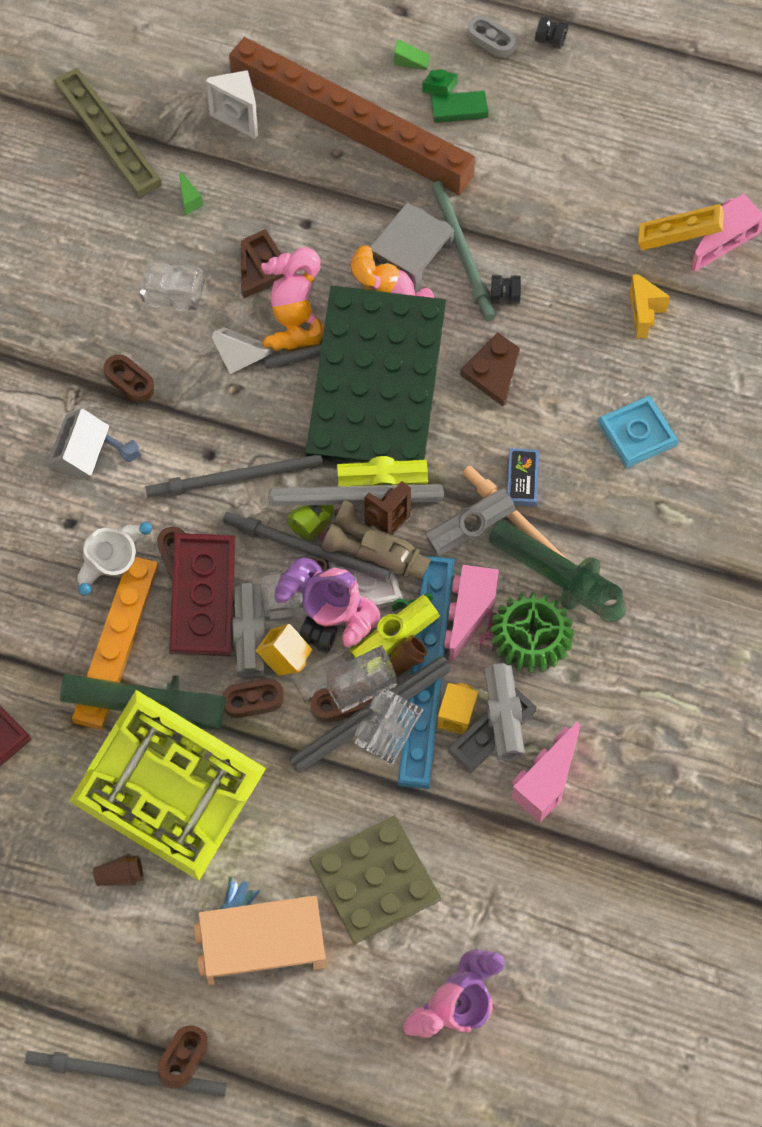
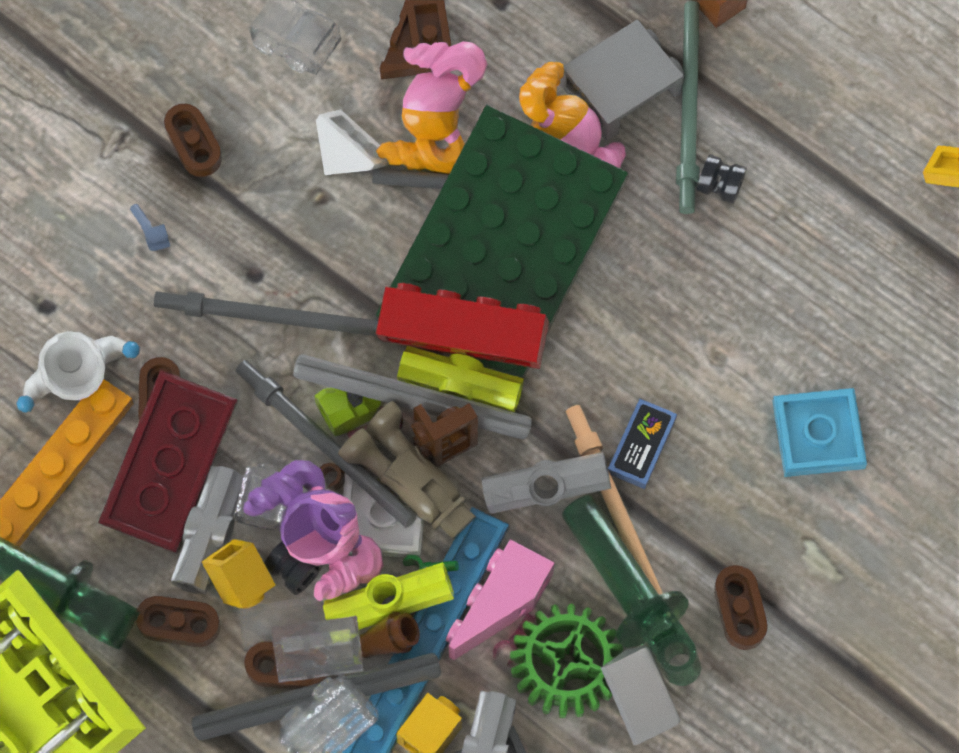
camera: 20 degrees right, 5 degrees up
(78, 444) = (95, 207): brick -> none
(373, 436) = (463, 326): none -> red brick
(493, 368) = (664, 280): reddish brown wing -> none
(592, 635) = (640, 694): none -> light grey slope
(636, 560) = (740, 609): none -> reddish brown plate
(646, 301) = (900, 256): yellow slope -> none

